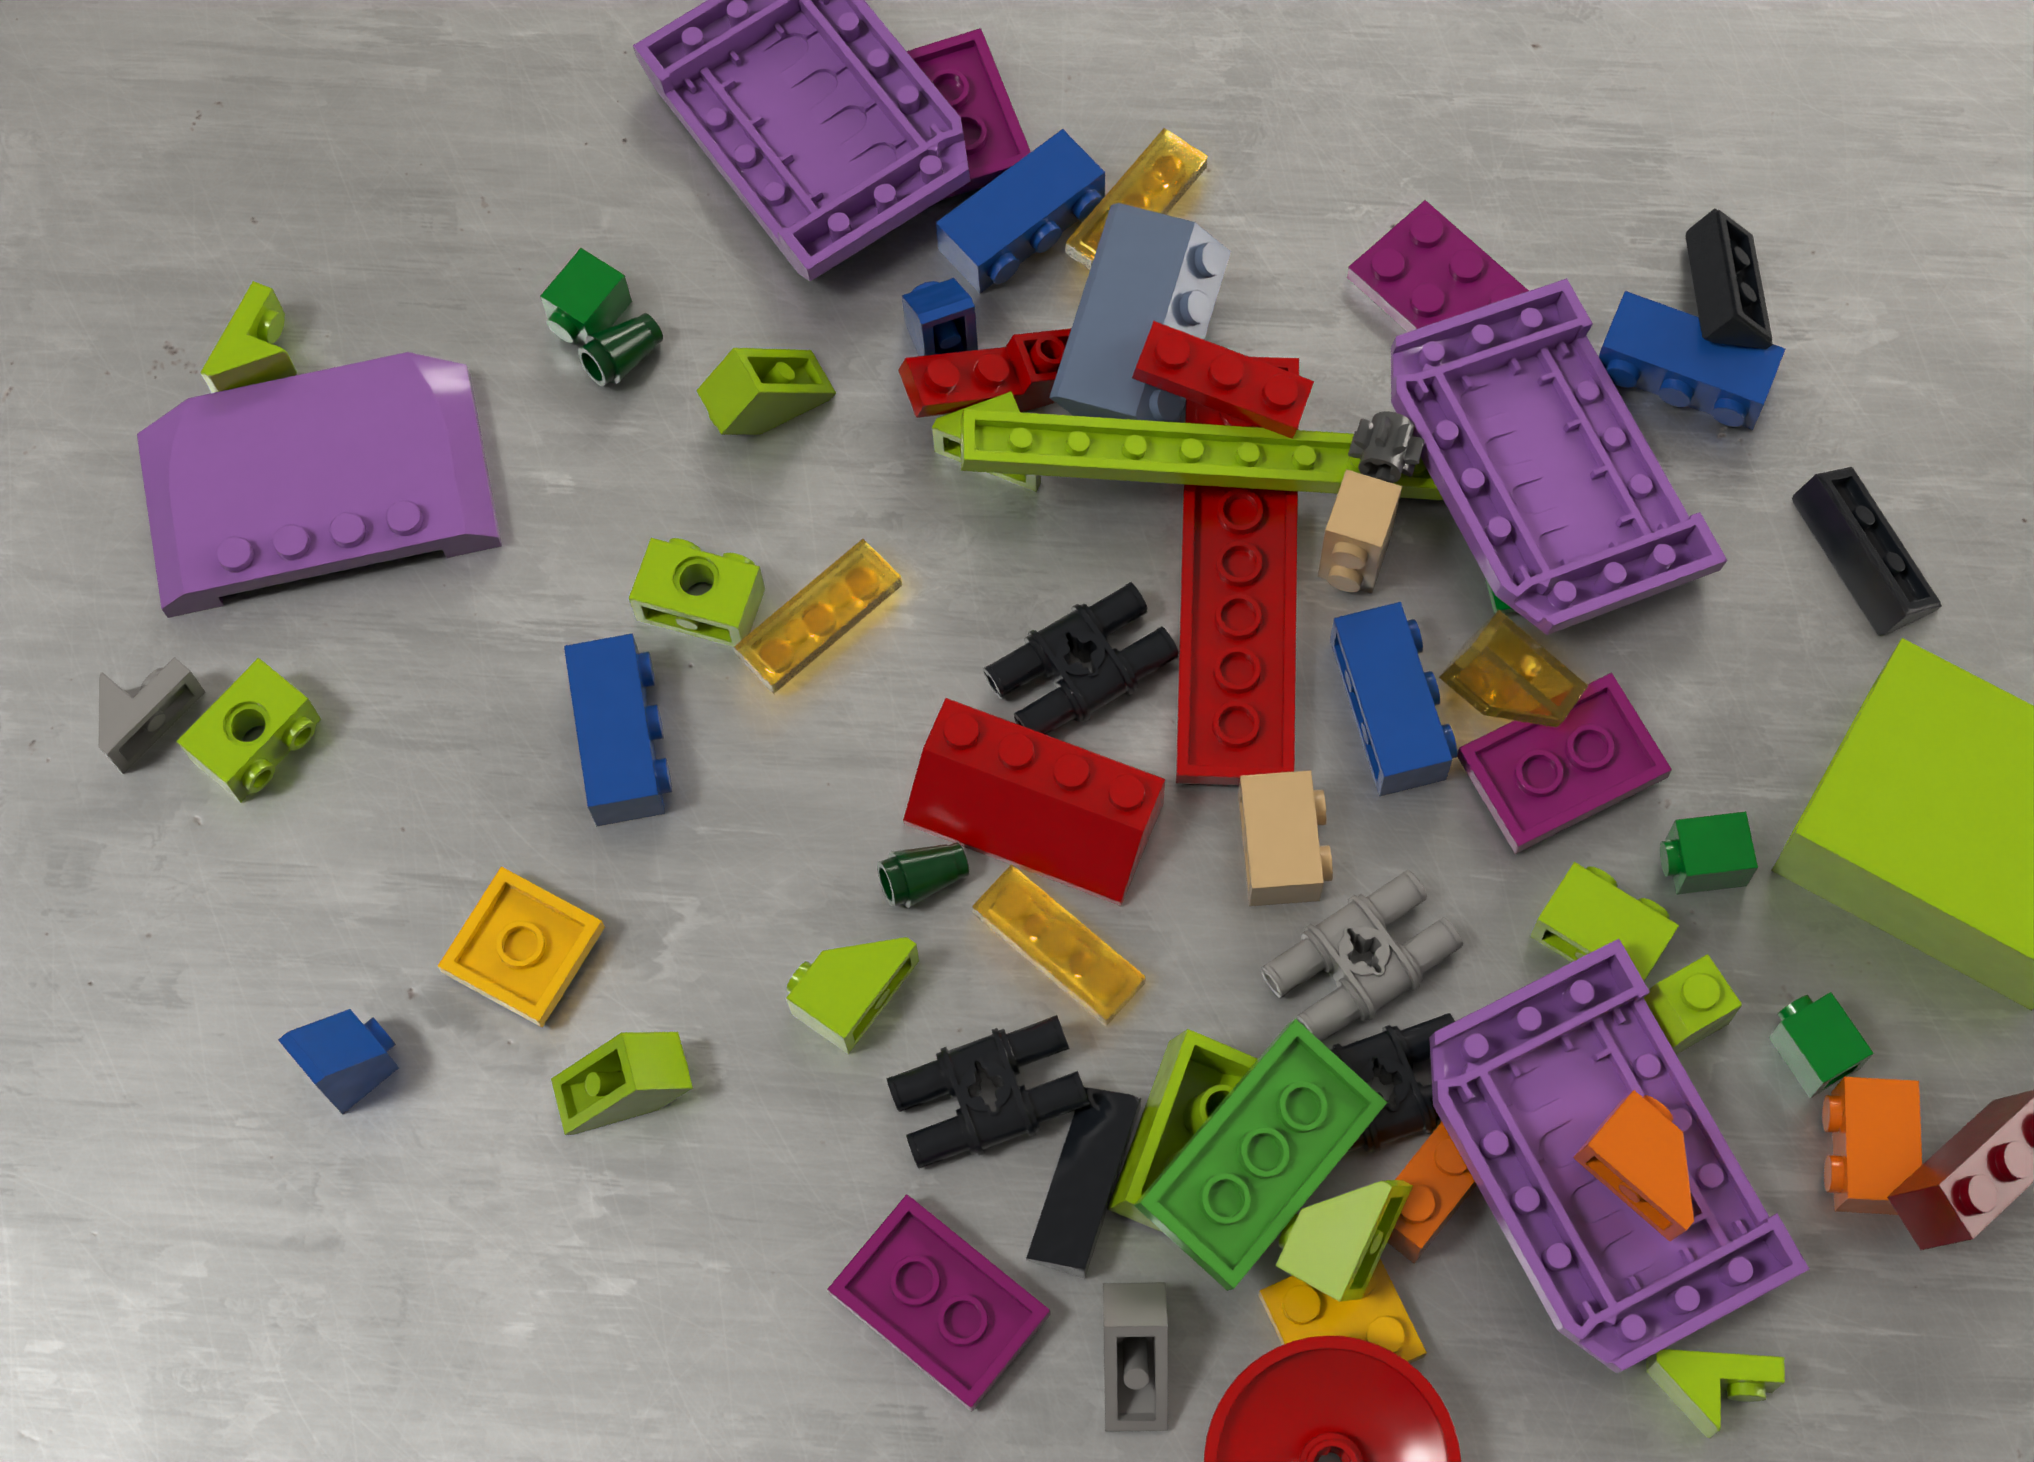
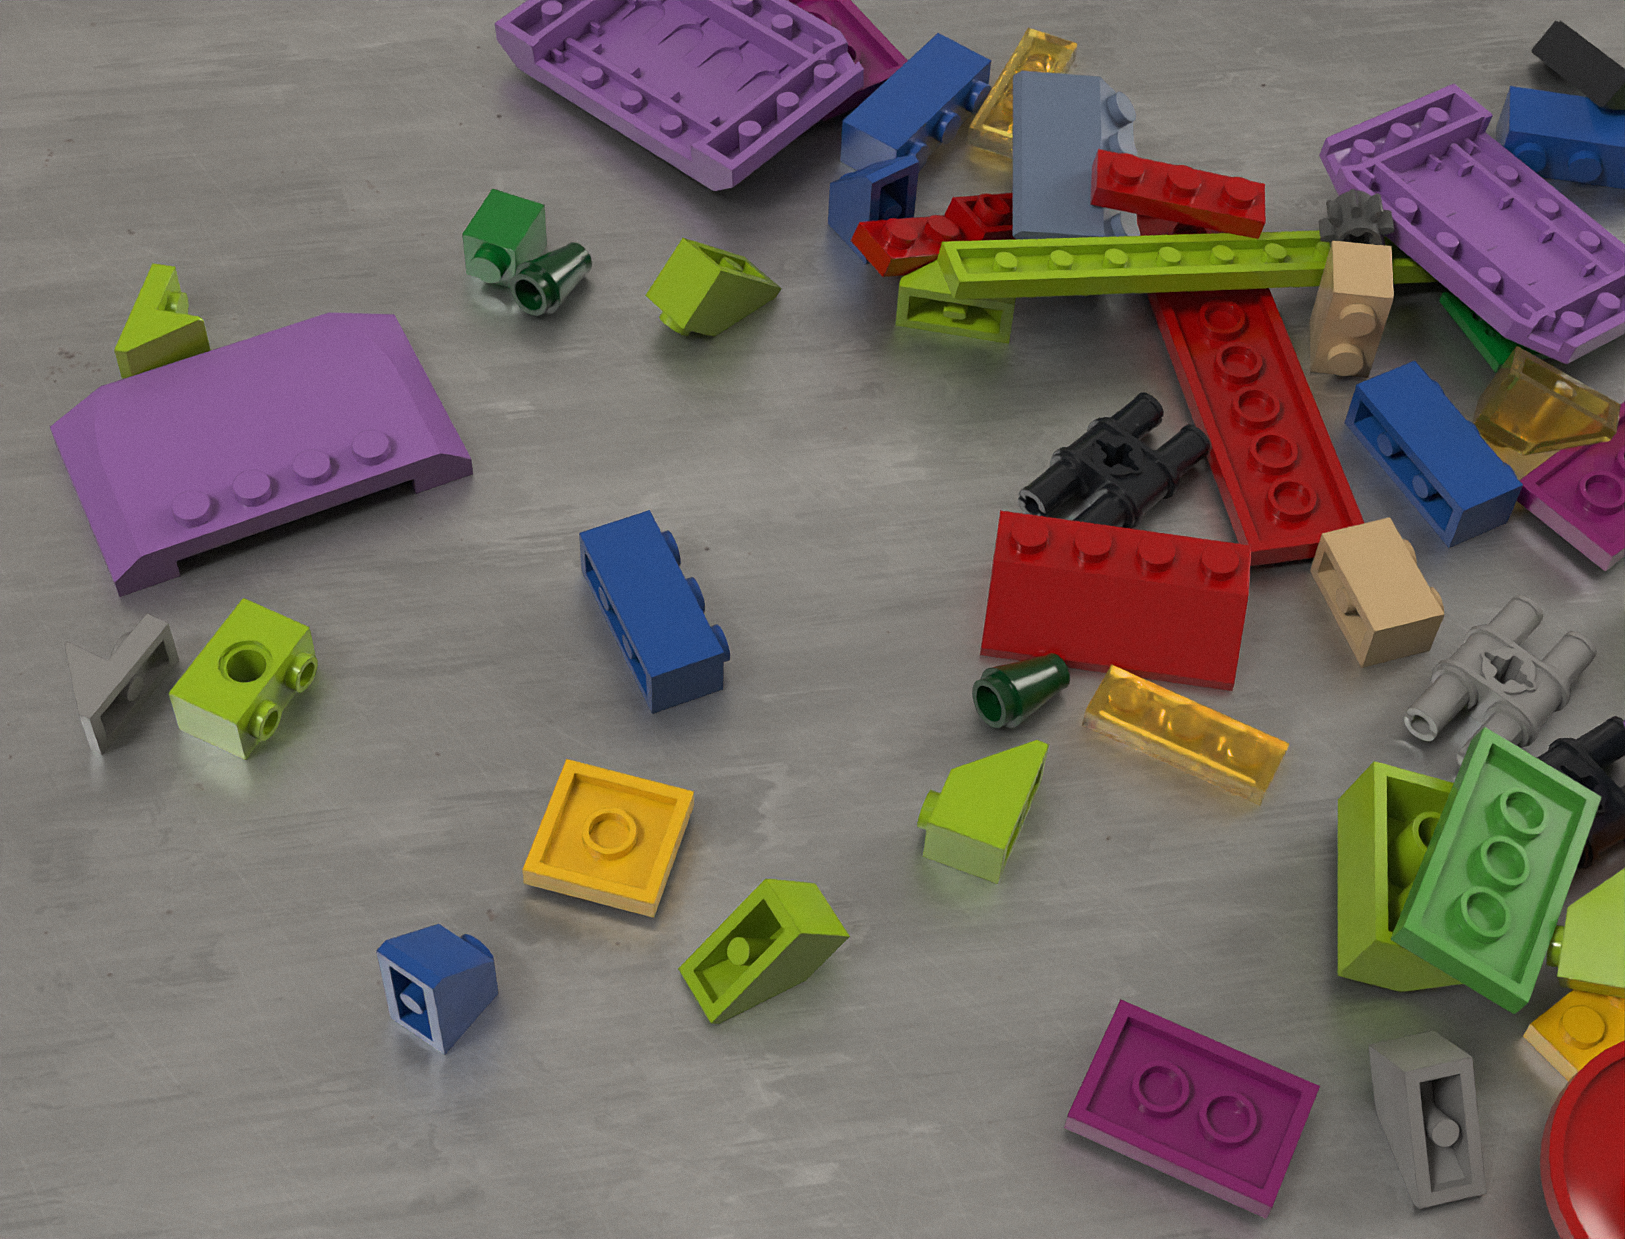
camera: 20 degrees left, 15 degrees down
(719, 615) = (700, 473): lime brick -> none
(818, 616) = (830, 476): clear yellow plate -> none
(1017, 1108) = (1168, 912): black pin -> none
(1084, 1182) = (1302, 956): black slope -> none
(1429, 271) = (1306, 106): magenta plate -> none

